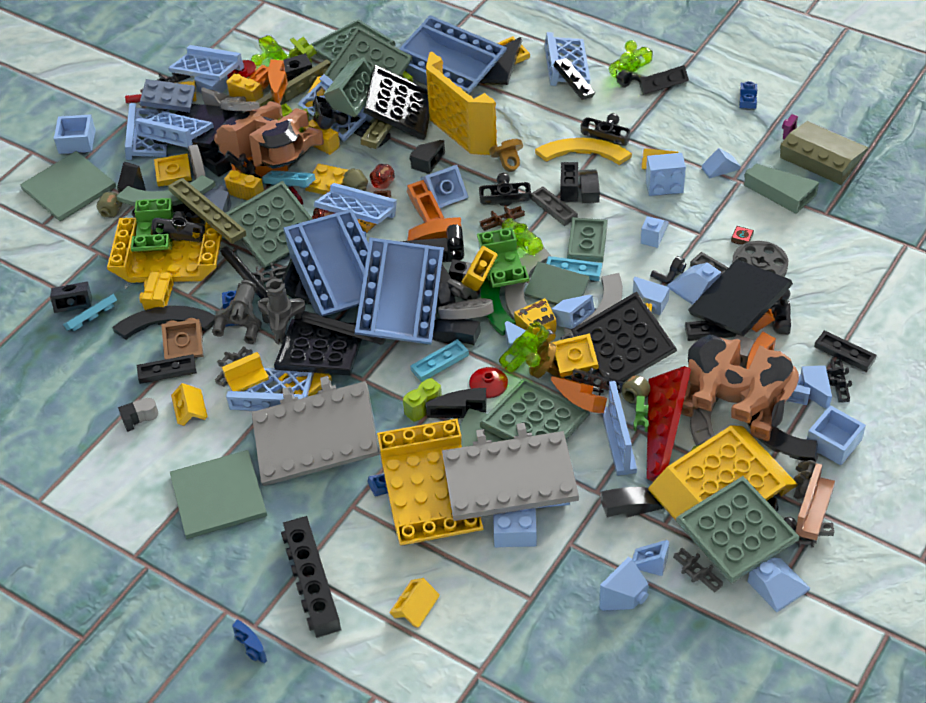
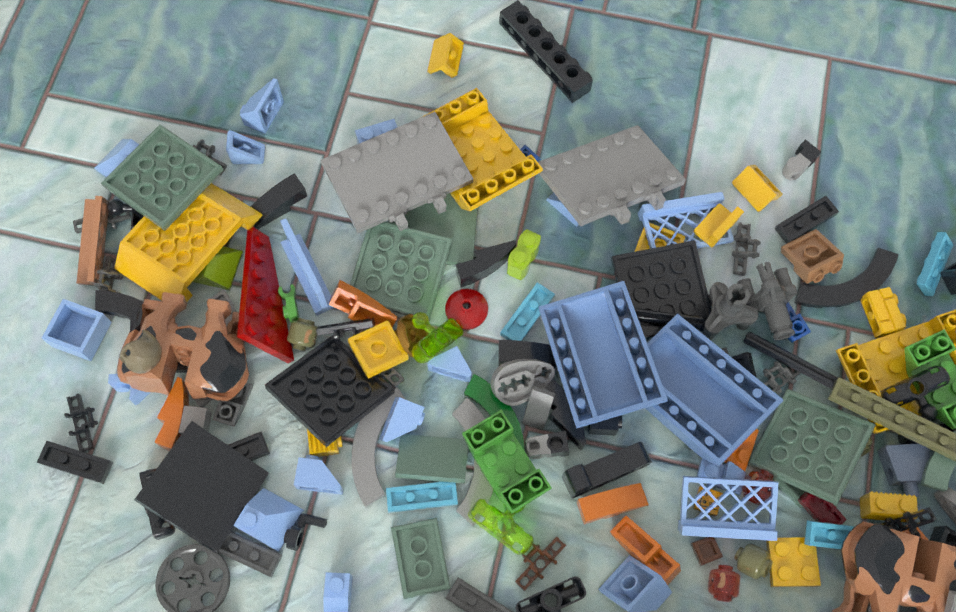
camera: 155 degrees right, 20 degrees up
(217, 494) = (672, 107): sand green tile -> none
(479, 268) = (526, 431): yellow brick -> none
(540, 312) = (438, 397): yellow torso -> none
(769, 350) = (144, 353): none -> dark tan helmet
(816, 379) = (105, 401): light blue slope -> none

